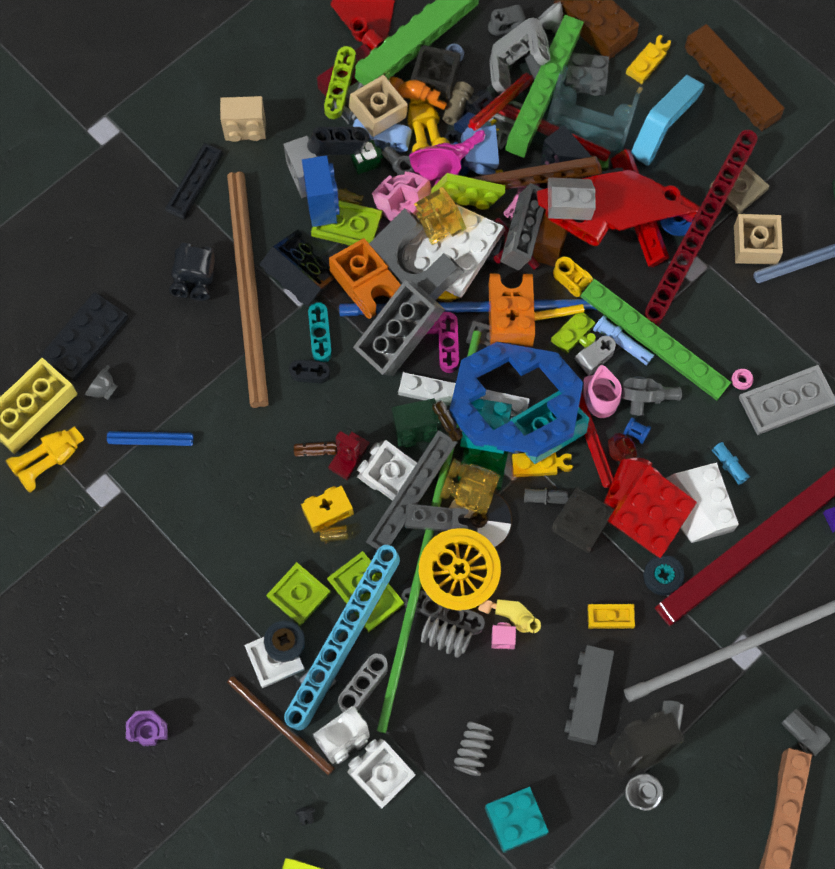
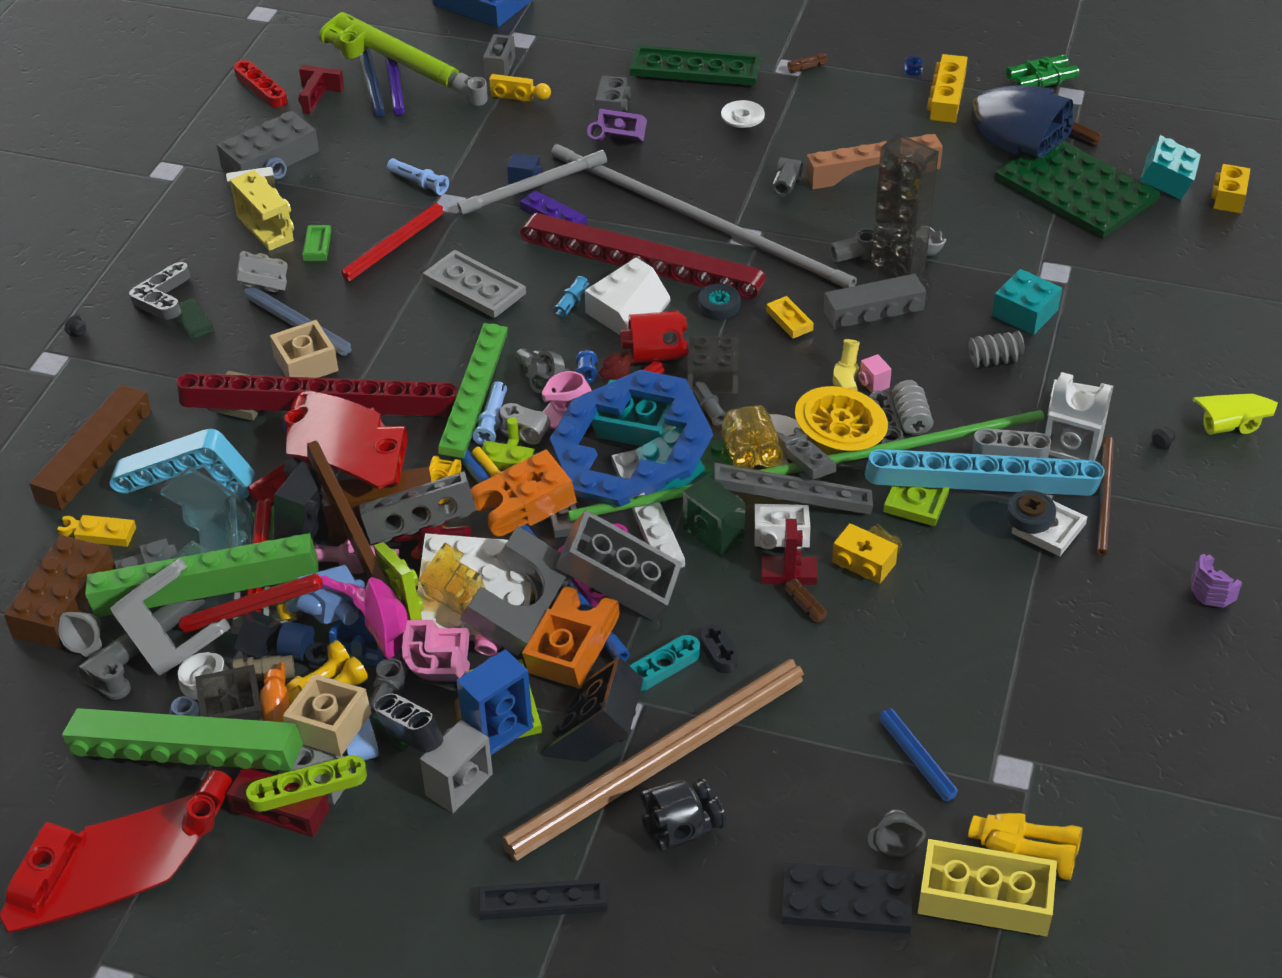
camera: 120 degrees left, 25 degrees down
(243, 118) = (423, 868): tan brick -> none
(298, 594) = (971, 537): lime plate -> none
(447, 421) = (702, 468): dark brown axle -> none
(475, 72) = (195, 666): none -> white piece
(571, 198) = (371, 447): light grey slope -> none
(652, 511) = (674, 301): red plate -> none
(742, 373) = (472, 319): bright pink plate -> none

